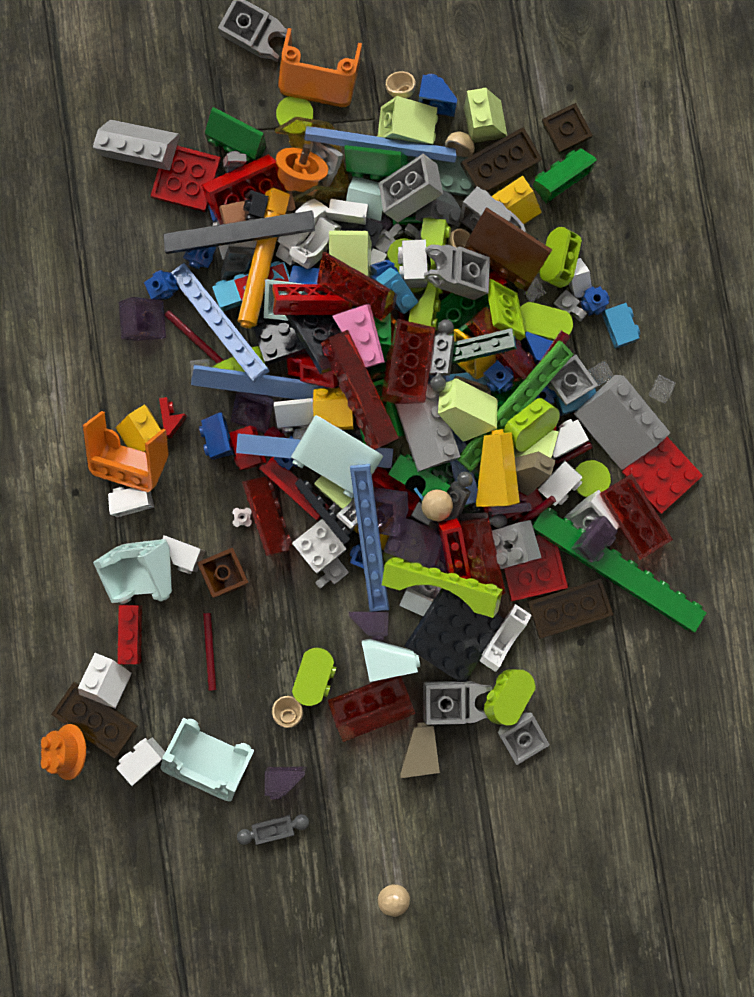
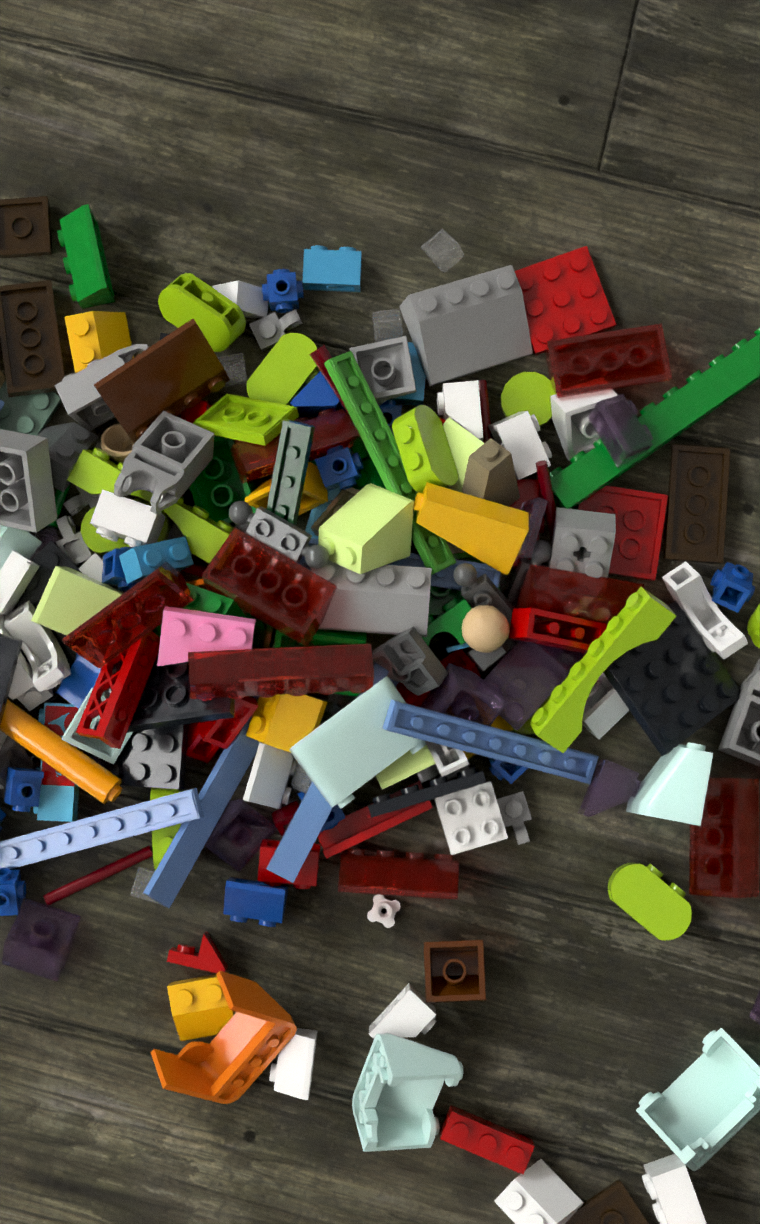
camera: 60 degrees left, 0 degrees up
(209, 651) = (555, 1034): dark red bar -> none
(232, 265) = (16, 780): none -> blue brick
(287, 711) = (685, 958): tan piece -> none
(397, 468) = (410, 662): none -> dark grey slope
(527, 650) = (732, 586): none -> blue brick

